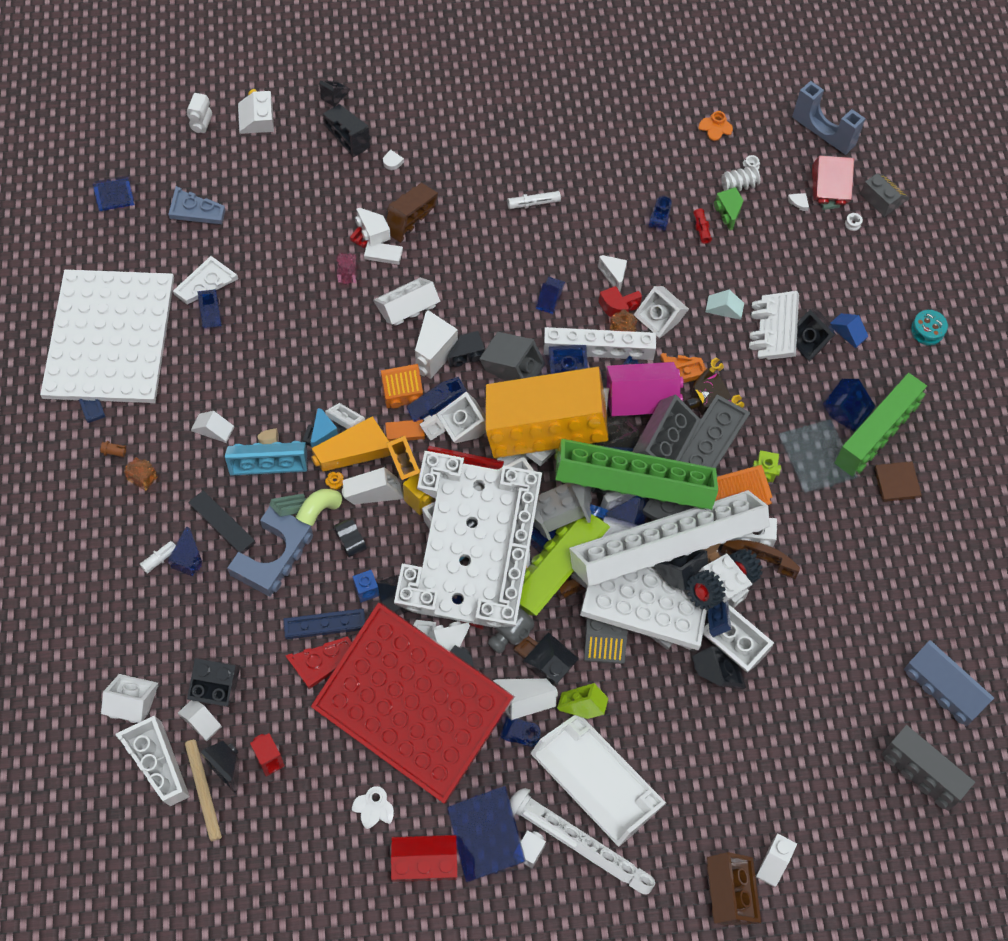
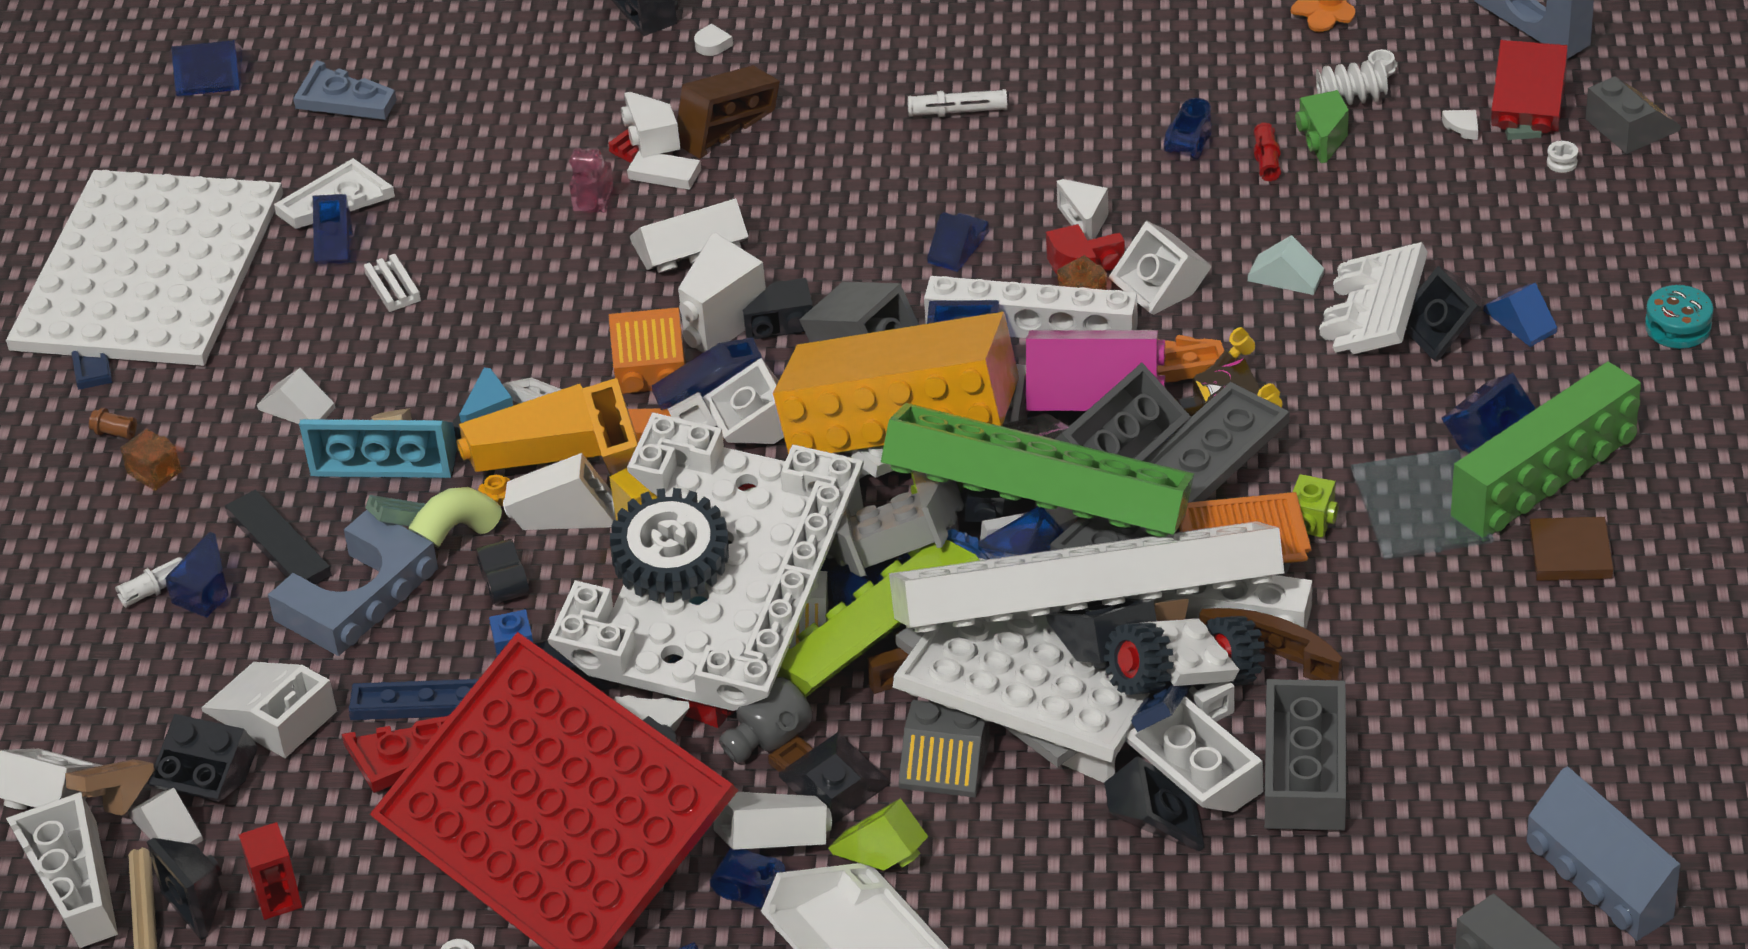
camera: 15 degrees right, 20 degrees down
(168, 701) = (115, 782): none -> medium nougat slope
(242, 329) = (385, 269): none -> white tile
(242, 637) = (275, 704): none -> white slope
(454, 519) = (667, 563): none -> wheel
(791, 630) = (1305, 754): none -> dark grey brick

